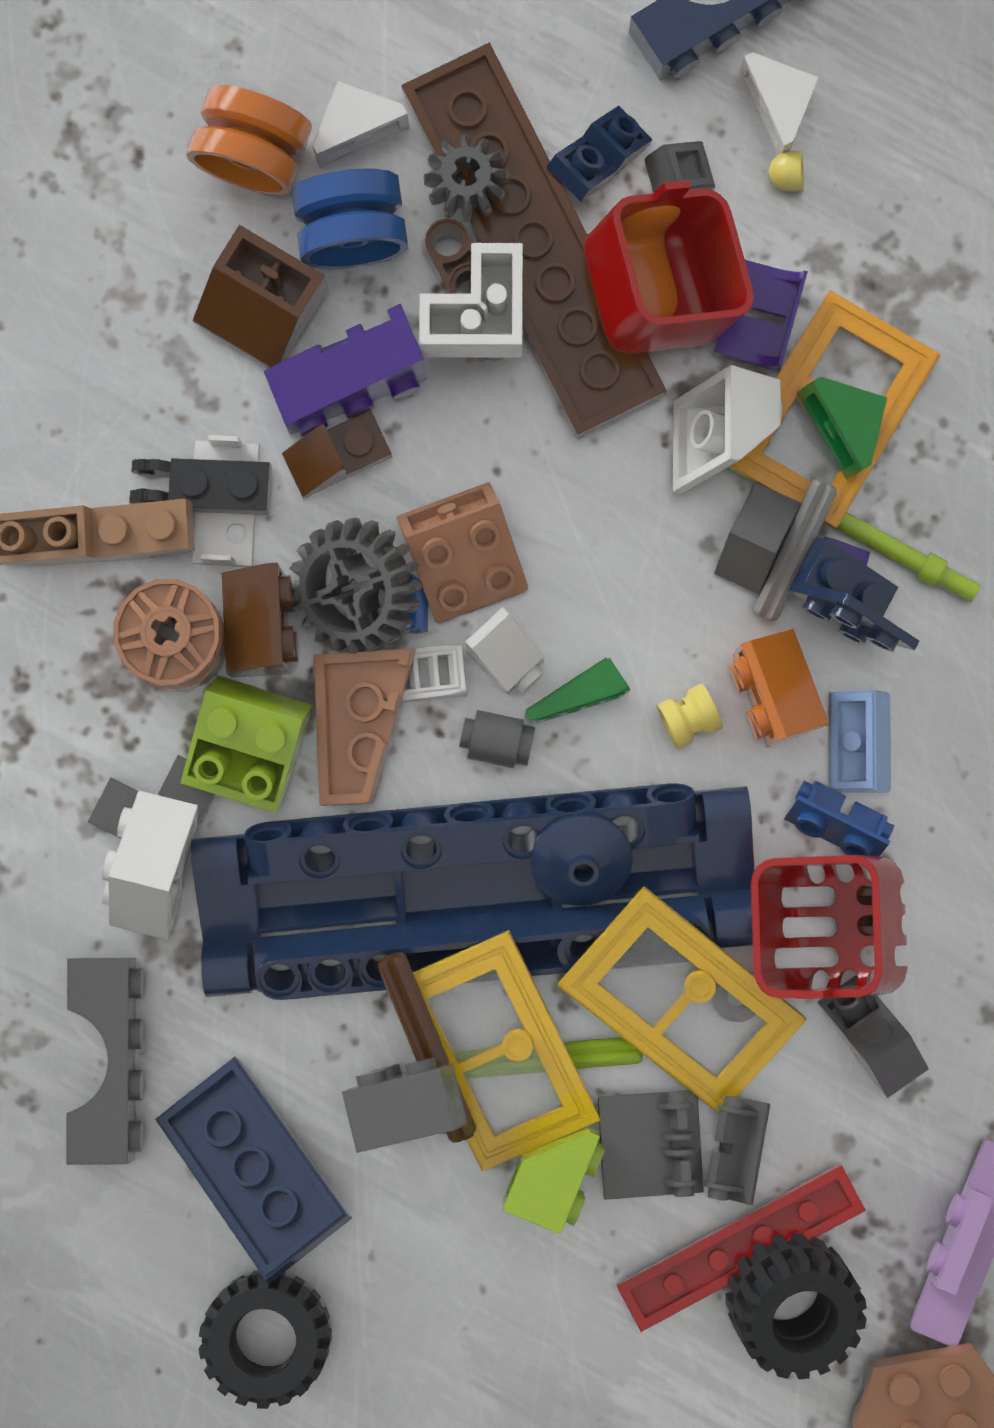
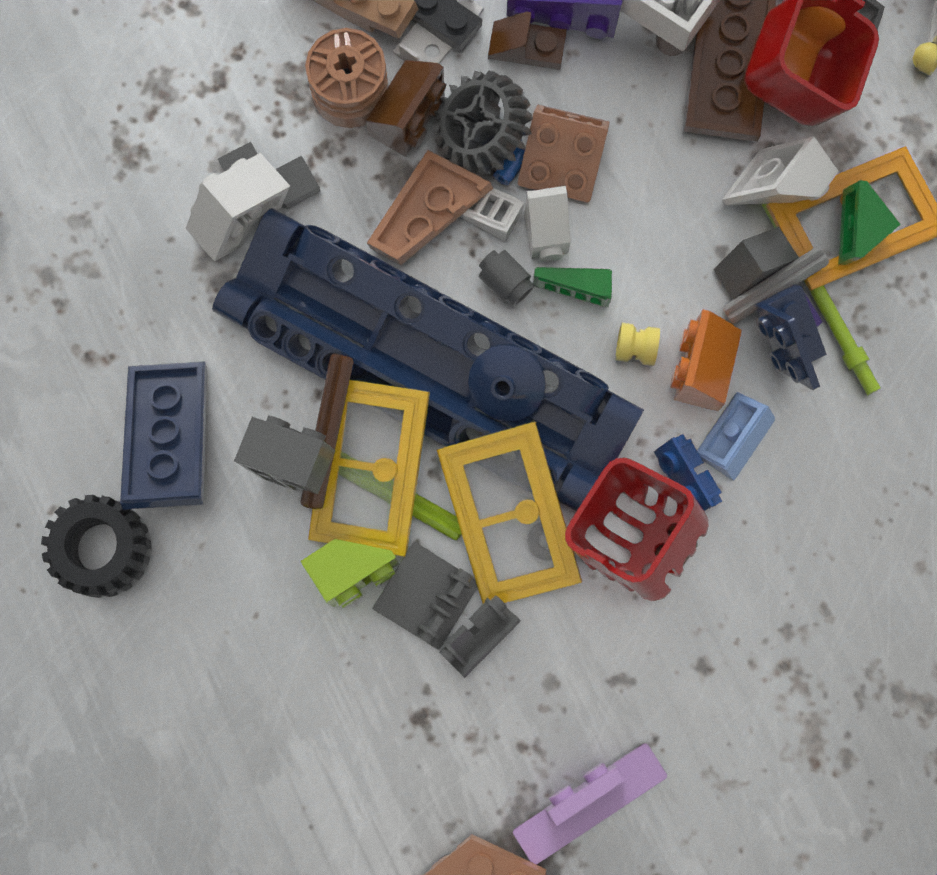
camera: 30 degrees right, 5 degrees down
(106, 1125) = (96, 346): dark grey arch -> none
(246, 743) = (347, 174): lime slope -> none
(708, 1262) = (438, 701): red plate -> none
(758, 340) = (865, 121): dark purple piece -> none
(815, 1336) = (443, 791): black tyre -> none
(875, 1039) = (618, 627): dark grey slope -> none

